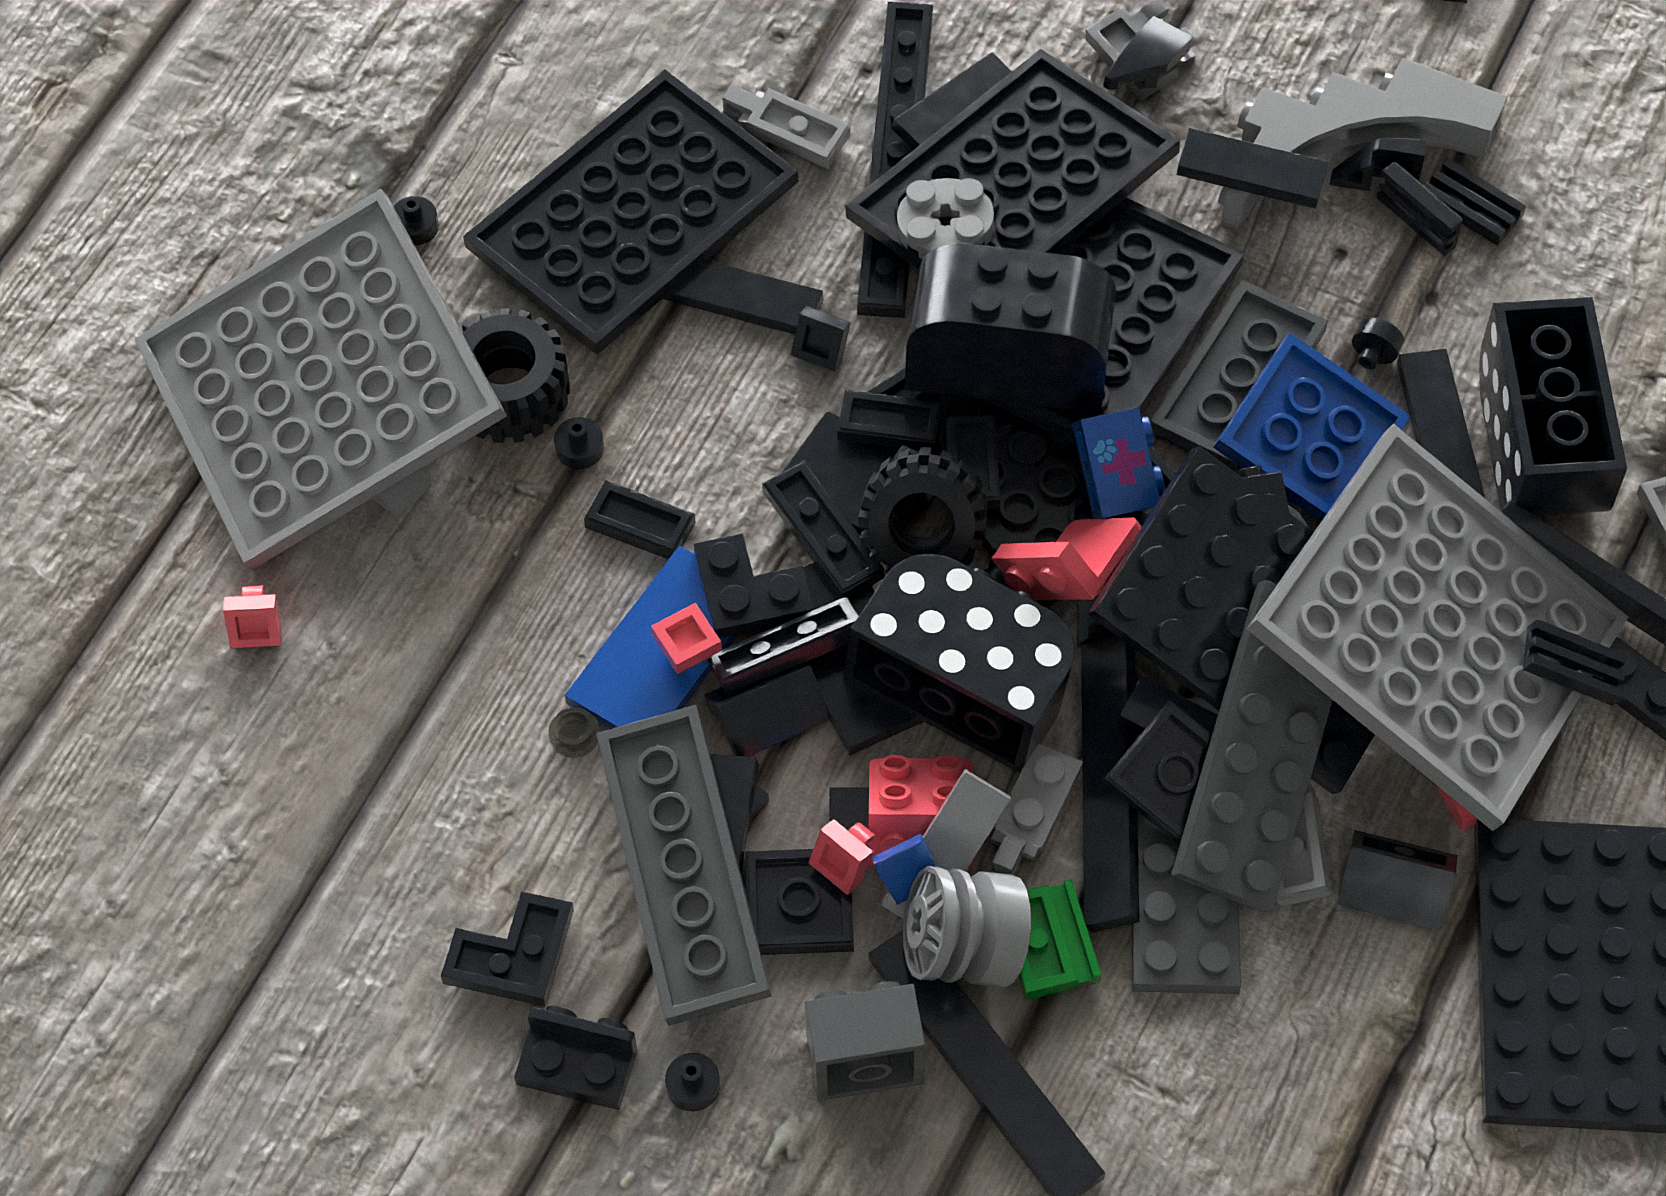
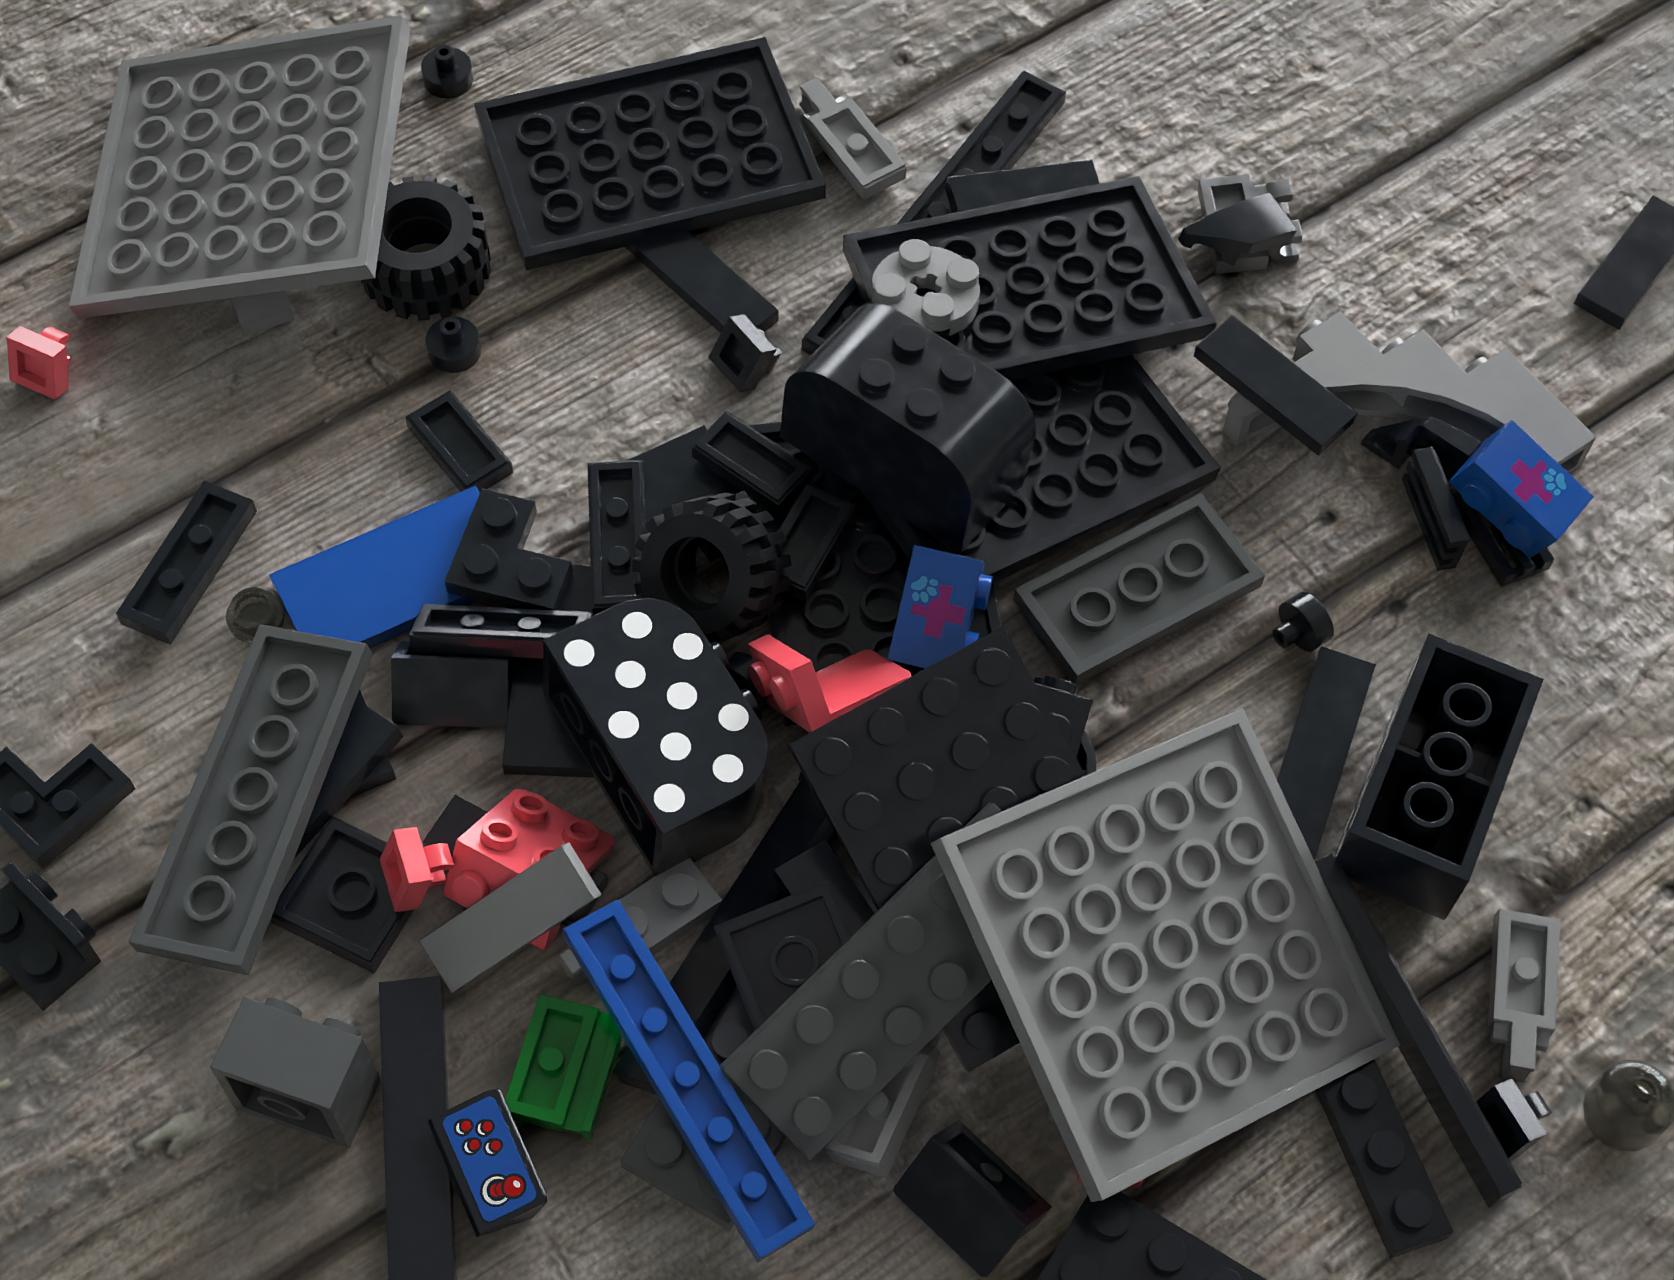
camera: 25 degrees right, 0 degrees up
(491, 718) = (186, 562): none -> black plate
(686, 638) = (405, 575): coral tile -> none
(692, 1082) = (125, 1021): black tile -> none
(902, 864) = (455, 916): blue slope -> none
(966, 926) = (472, 1007): light grey wheel -> none
(1042, 1033) = (488, 1162): none -> slope
(1155, 895) = (688, 1081): none -> blue plate
(1309, 424) = (1171, 666): blue plate -> none
(1478, 163) = (1521, 489): none -> blue brick
(1574, 655) = (1305, 1057): black tile -> none

